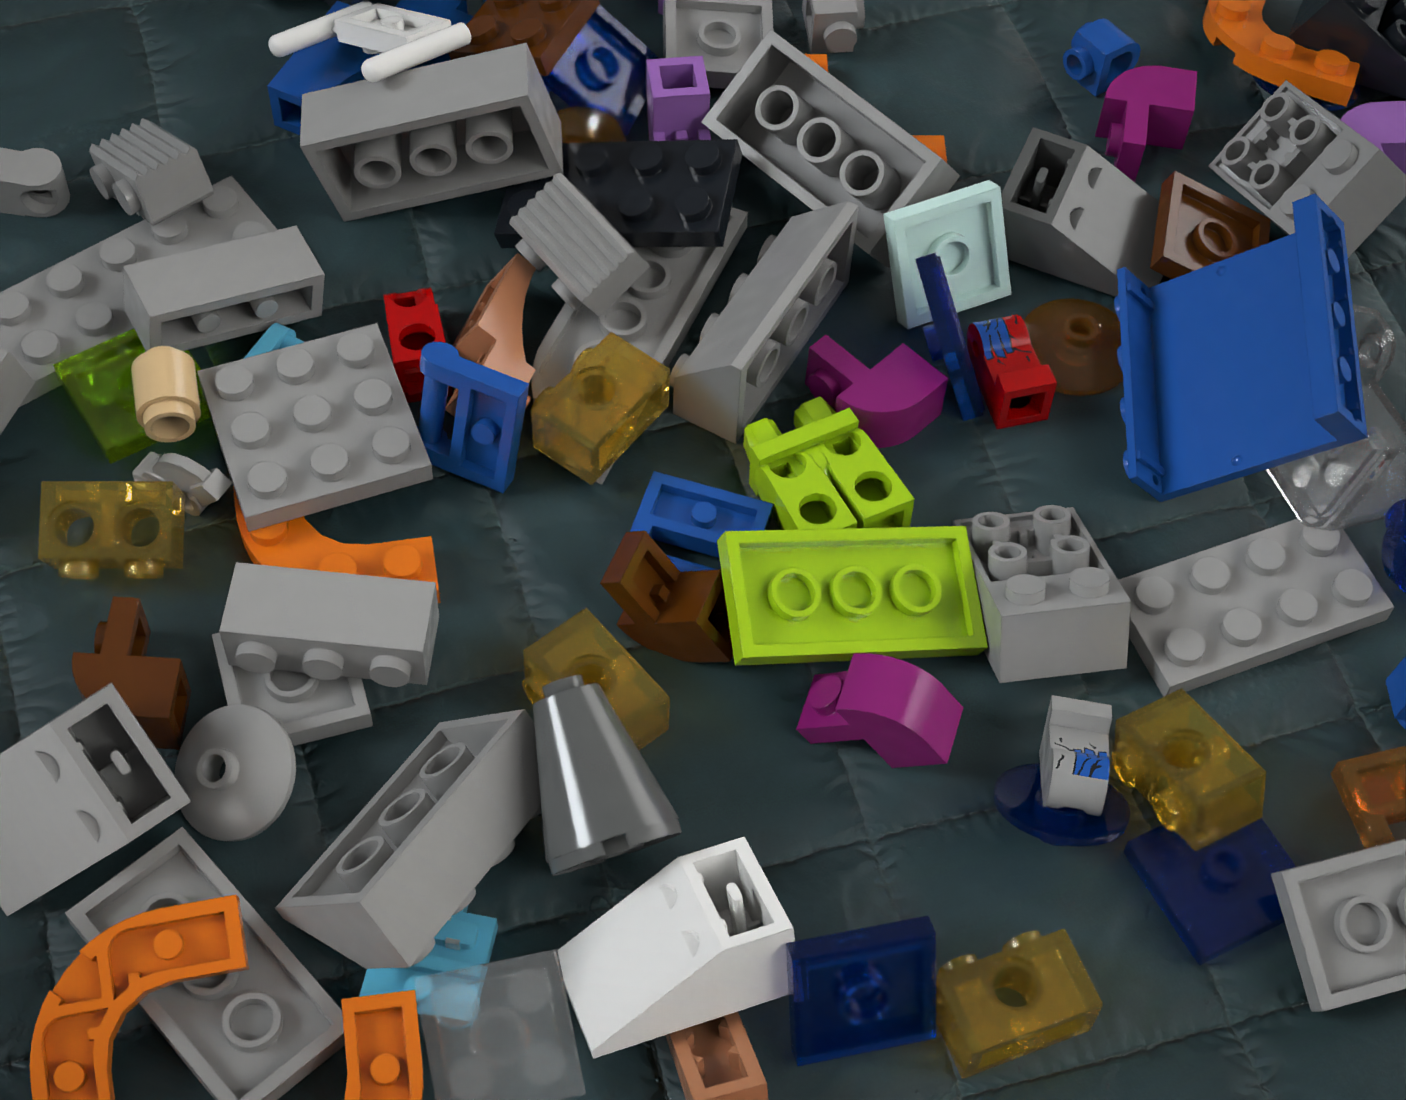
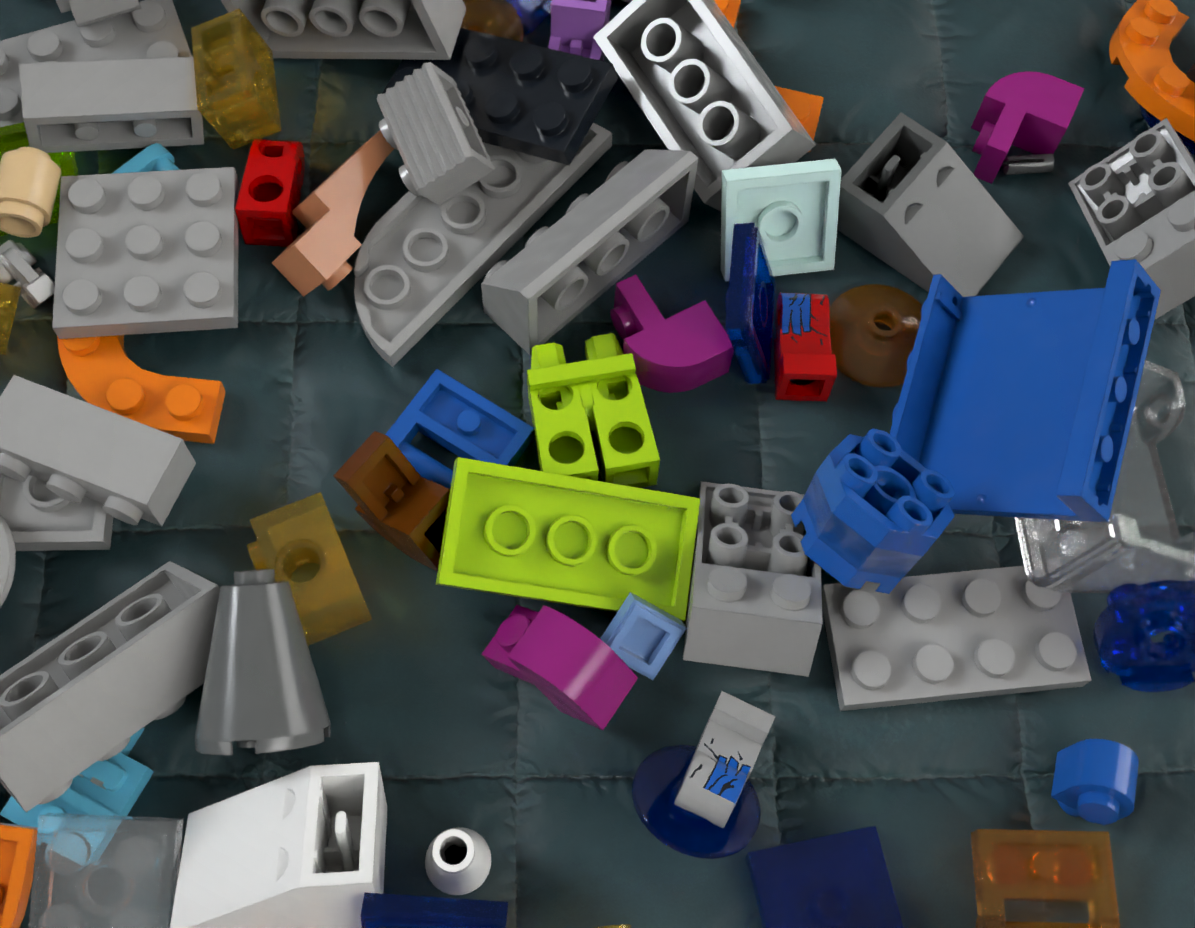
camera: 15 degrees right, 10 degrees up
(342, 240) = (235, 79): none -> clear yellow brick
(485, 421) = (282, 278): blue plate -> none
(600, 407) = (388, 325): clear yellow brick -> none
(844, 907) = (468, 874): none -> white cone
(957, 664) = (643, 635): none -> medium blue tile
(1100, 55) = (1000, 49): blue plate -> none
(1143, 488) = (872, 511): none -> blue brick
(1165, 156) = (1028, 164): none -> dark grey piece
(1188, 769) = (829, 764): clear yellow brick -> none
(1201, 227) = (1036, 251): reddish brown plate -> none

